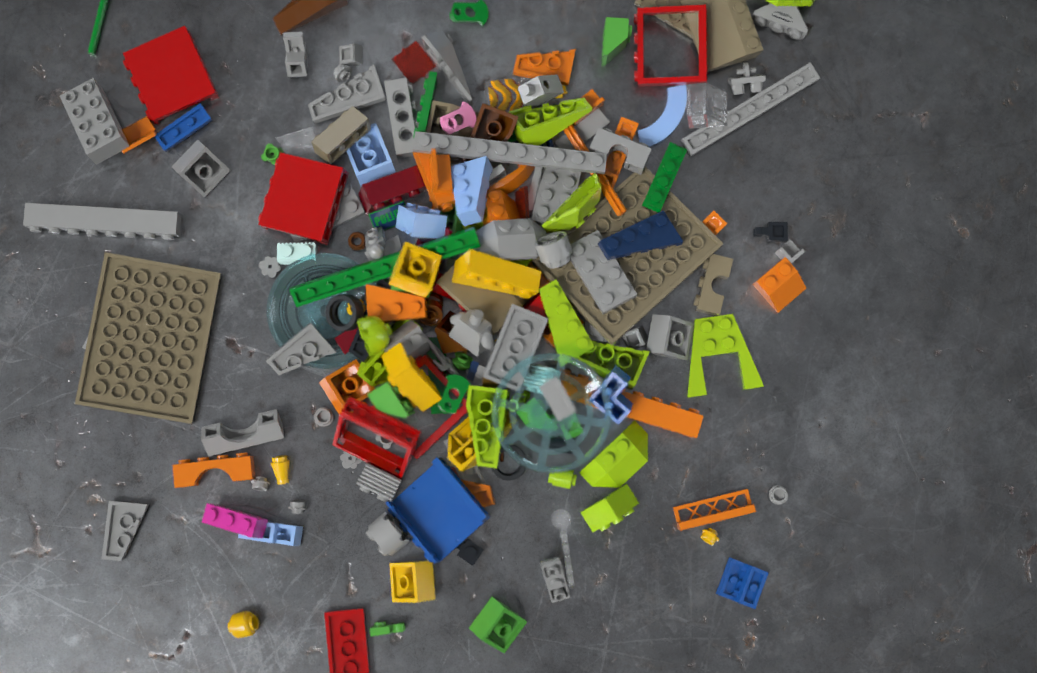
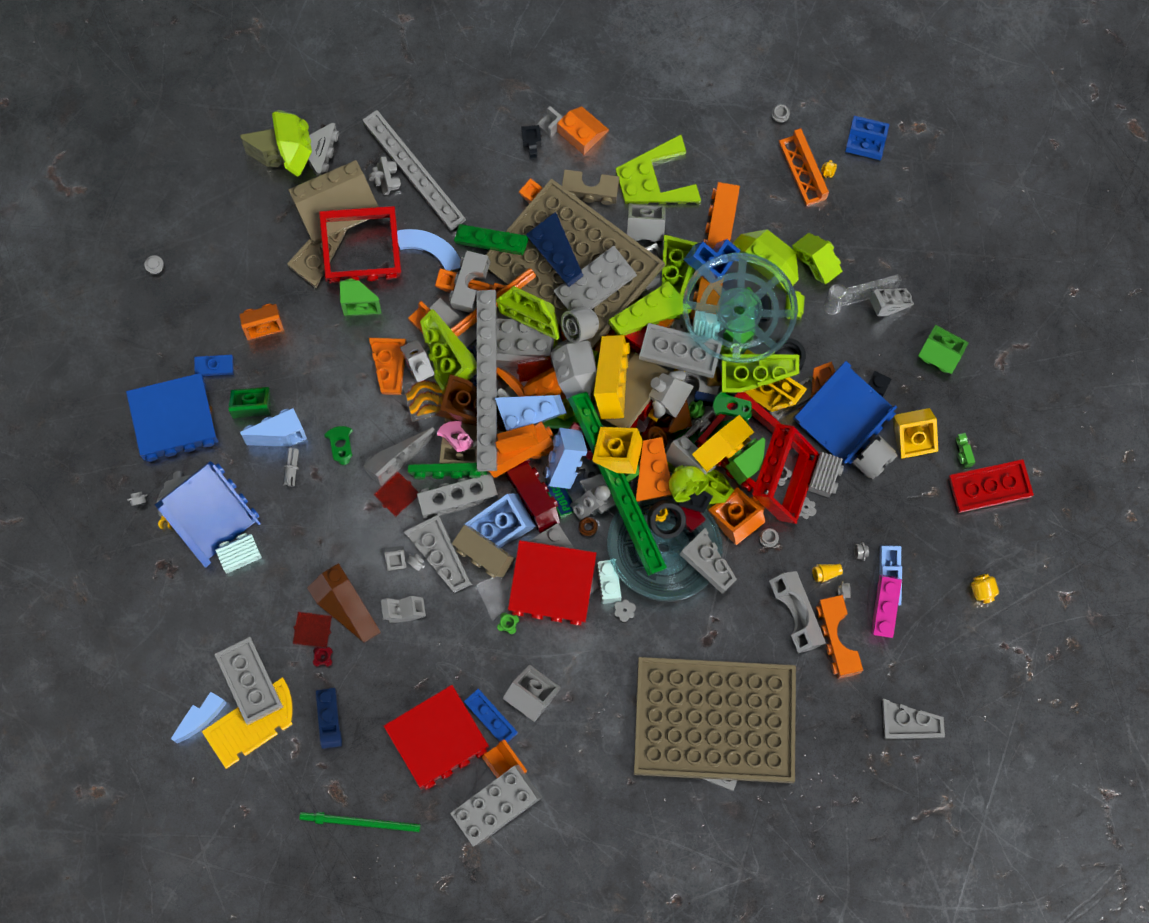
camera: 100 degrees left, 10 degrees down
(102, 220) = (599, 787): light grey brick -> none
(557, 399) = (726, 299): light grey panel -> none
(706, 106) = (417, 208): clear slope -> none

